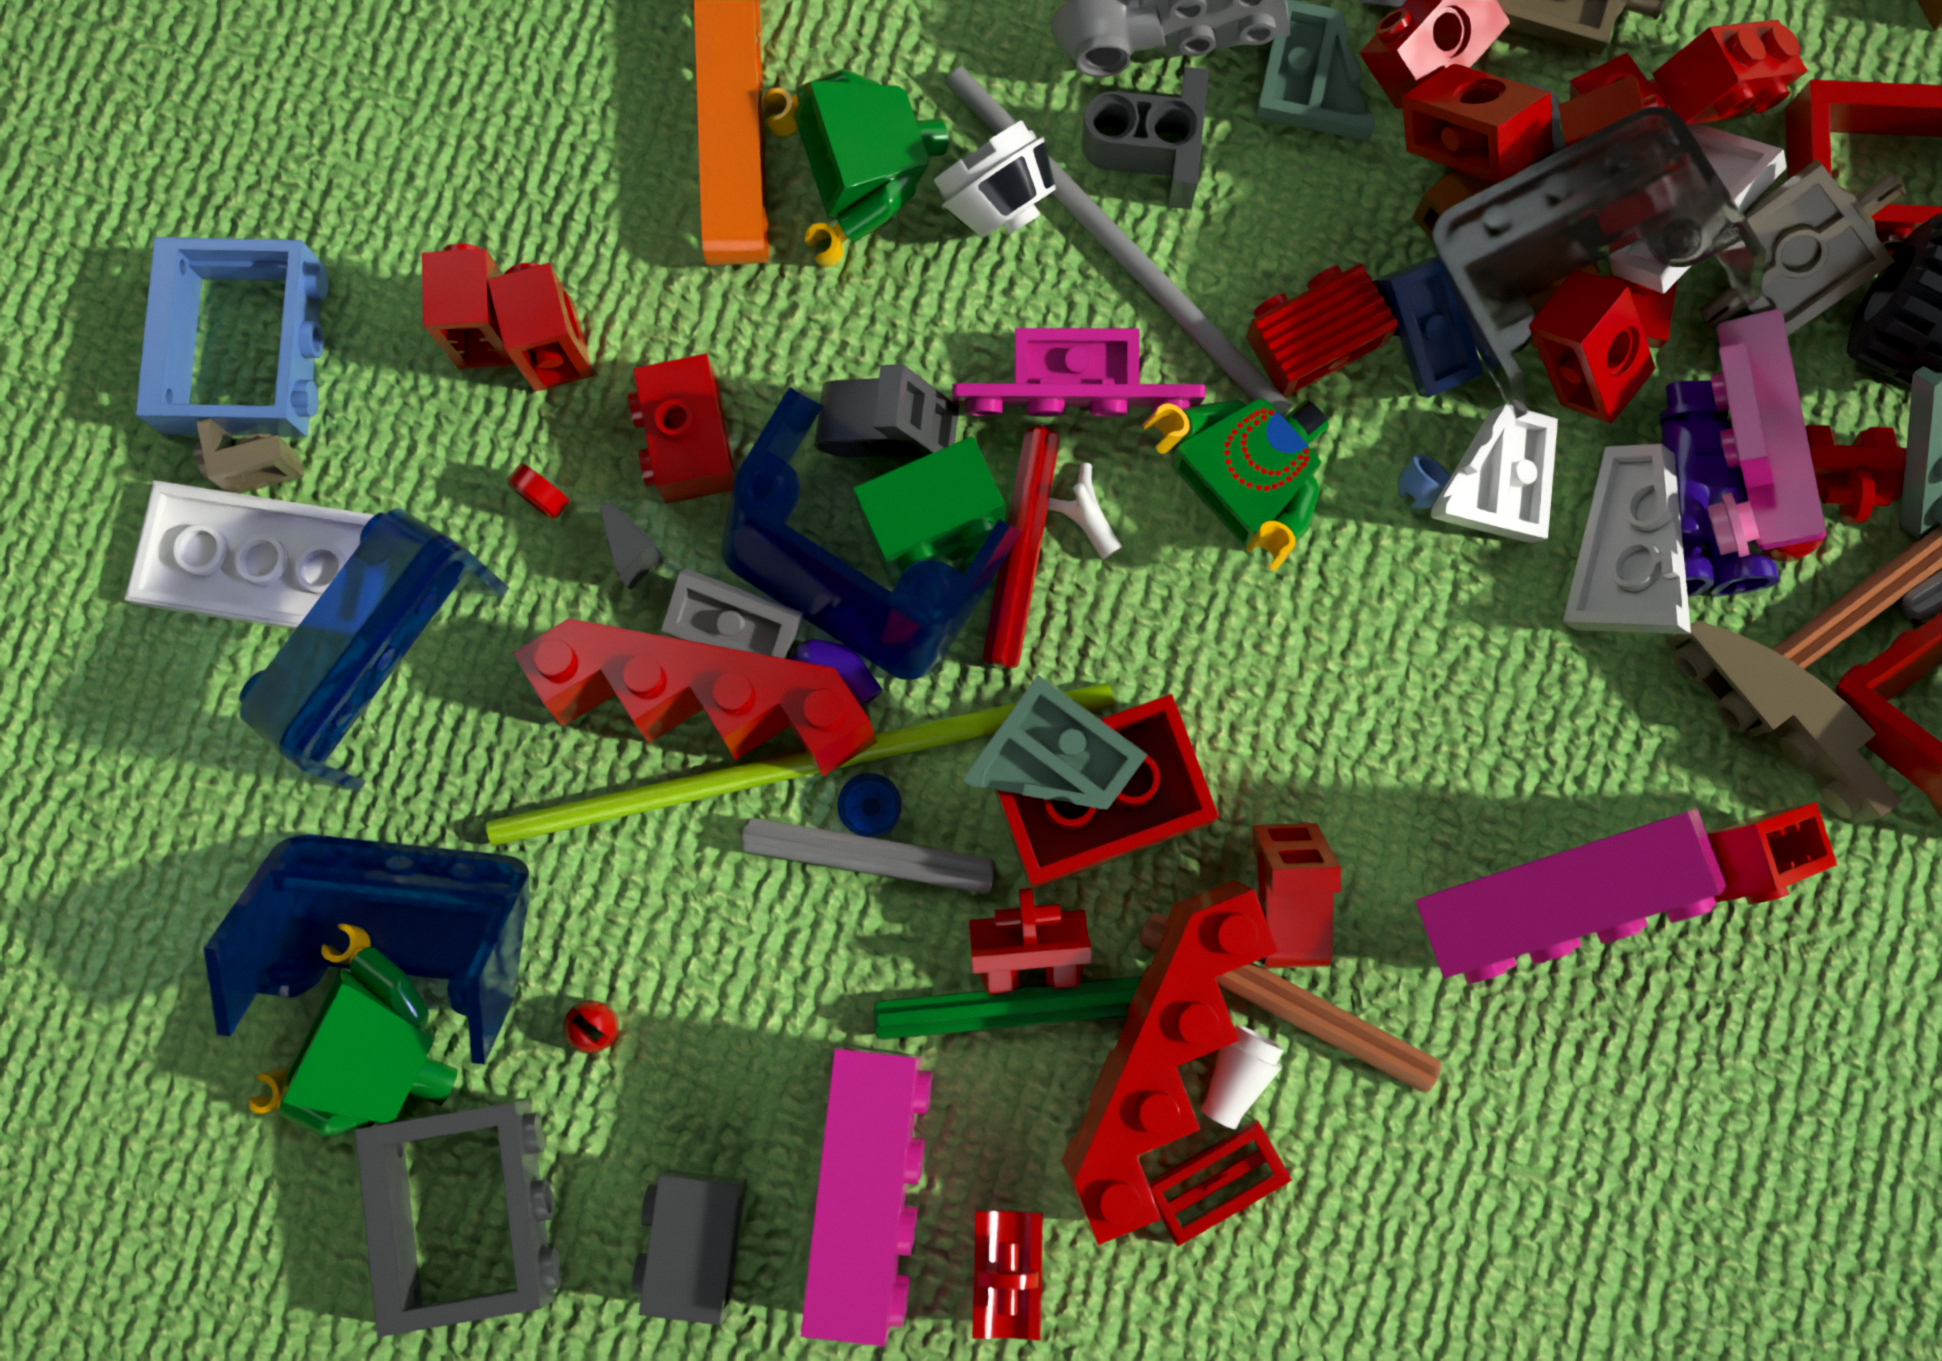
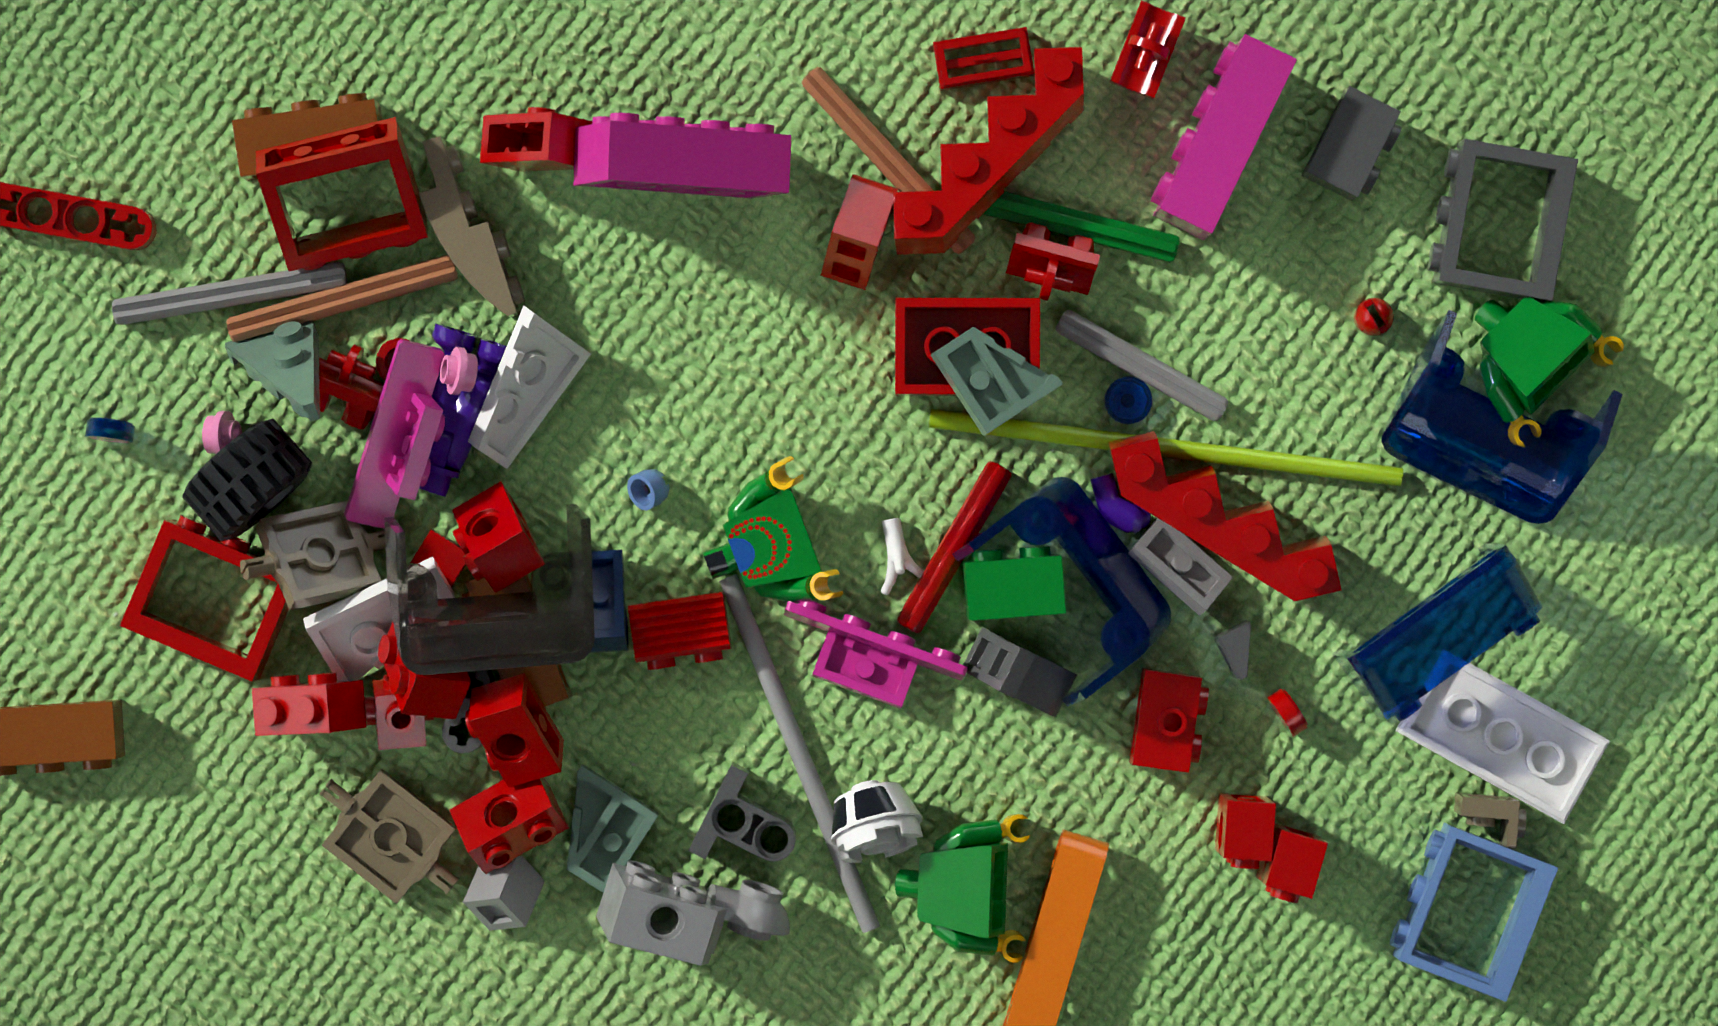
camera: 165 degrees left, 10 degrees up
(1241, 1076) = (940, 123): white cone -> none
(1504, 478) = (593, 468): white wing -> none

